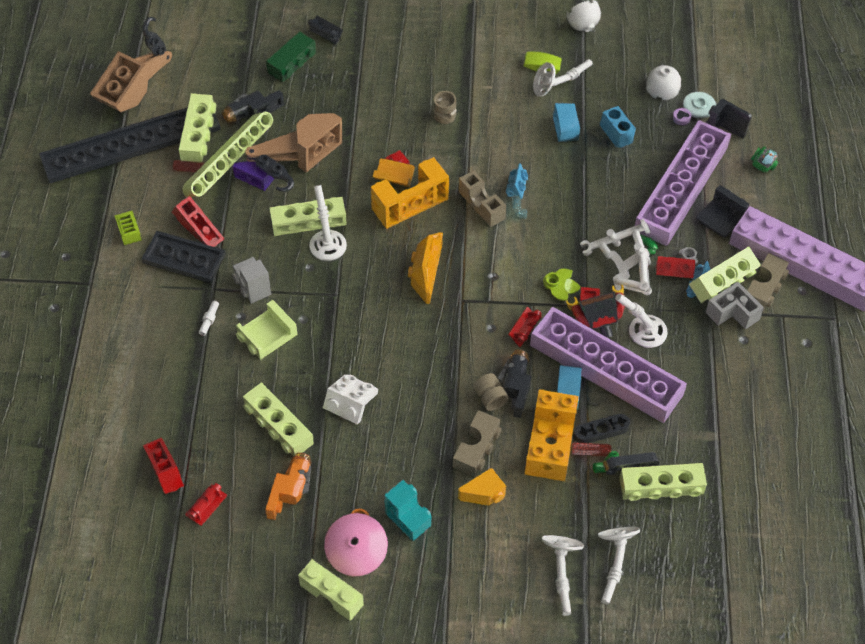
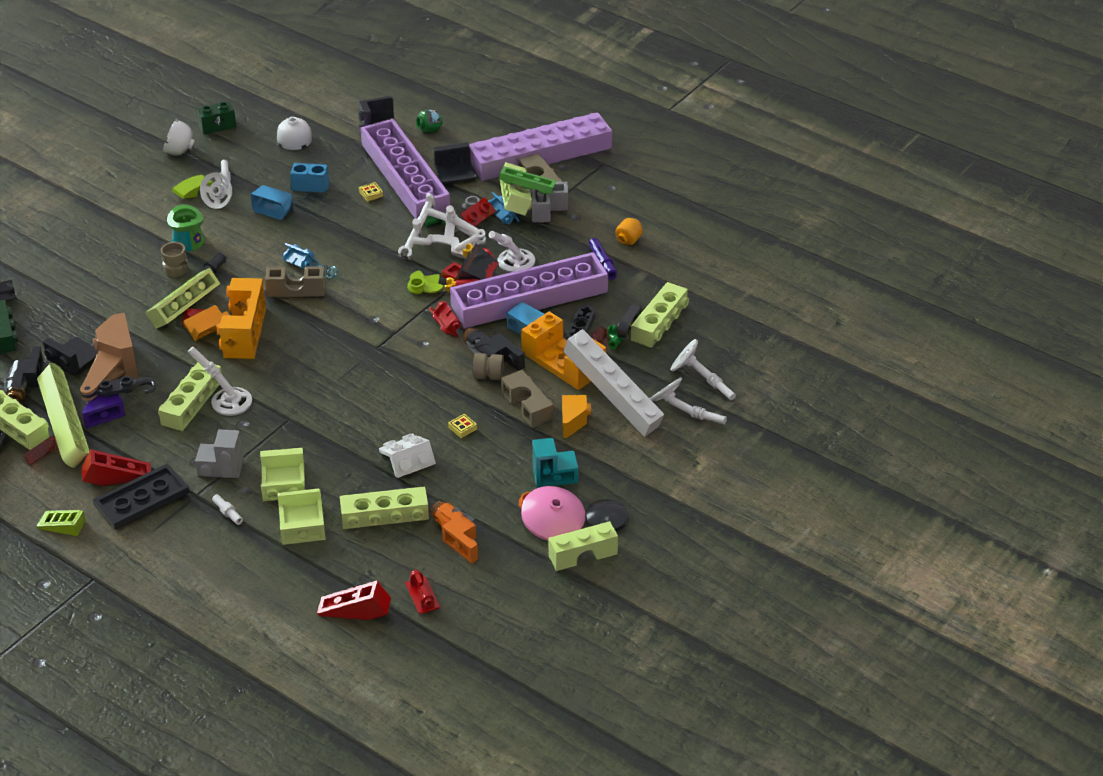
camera: 55 degrees left, 15 degrees down
(232, 371) = (301, 516): none -> yellowish green panel
(291, 113) = (72, 355): none -> black bracket
(386, 586) = (607, 511): none -> black dish
(405, 141) = (182, 298): none -> yellowish green brick
(413, 416) = (462, 426): none -> light yellow tile
(425, 265) = (327, 347): light orange wedge -> none
(458, 135) = (214, 263): none -> black pin
(484, 90) = (186, 224): none -> bright green hat
(526, 498) = (613, 383): none -> white brick
(634, 22) = (216, 117): none -> dark green brick
(641, 177) = (371, 192): none -> light yellow tile
(681, 116) = (337, 143): lavender tile -> none
(697, 400) = (606, 261): none -> dark purple pin
(699, 104) = (337, 128): light aqua wheel -> none
(728, 278) = (527, 180): none -> bright green plate
(752, 392) = (629, 231): none -> light orange head

